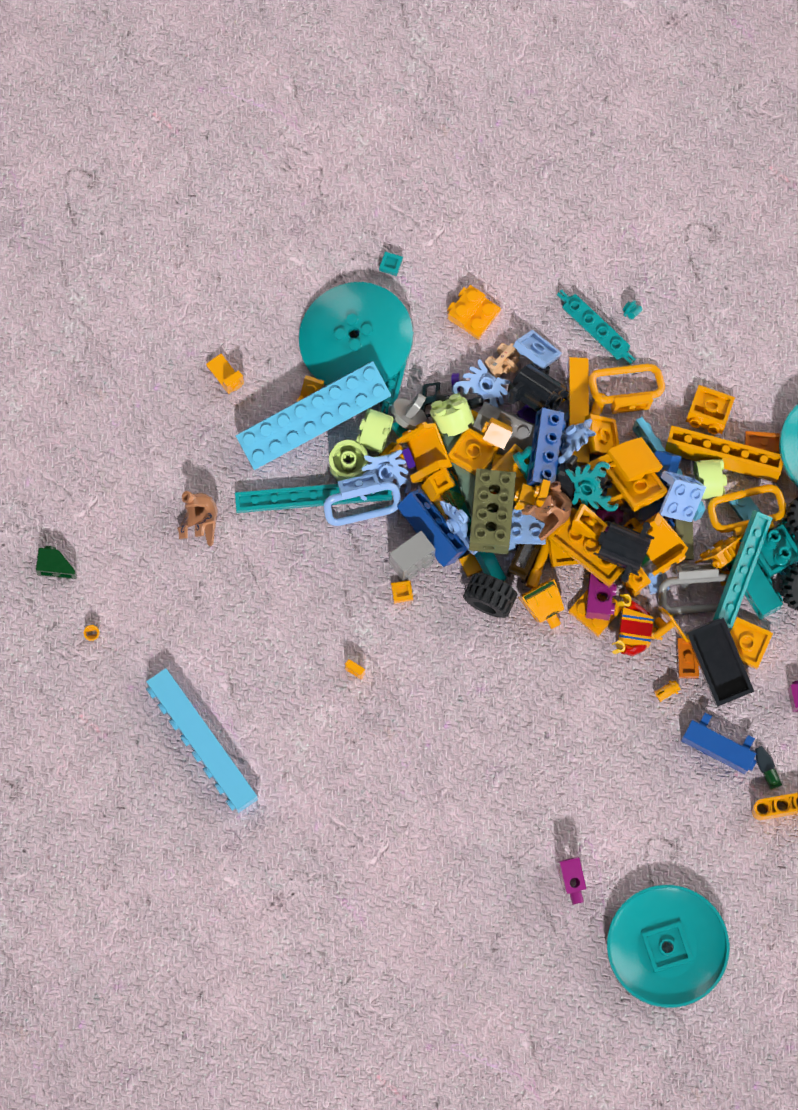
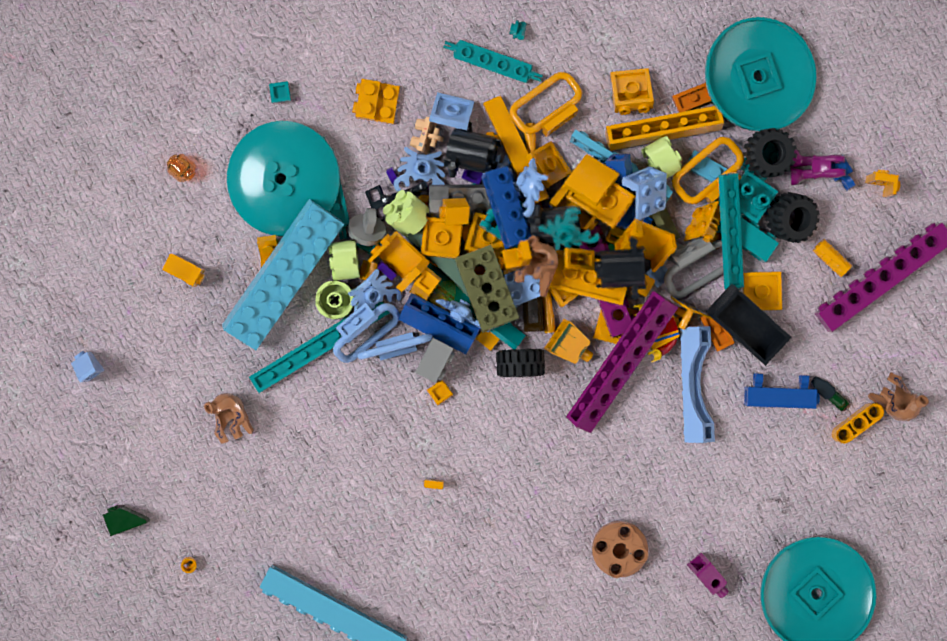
camera: 25 degrees left, 15 degrees up
(94, 414) = (86, 366): none -> light blue slope
(269, 285) = (181, 167): none -> clear orange head
(381, 528) = (395, 346): none -> light blue bar
(499, 812) = (619, 549): none -> nougat piece
(589, 628) = (621, 362): none -> magenta brick
(658, 663) = (697, 422): none -> light blue arch
(667, 690) = (713, 366): light orange pin -> none

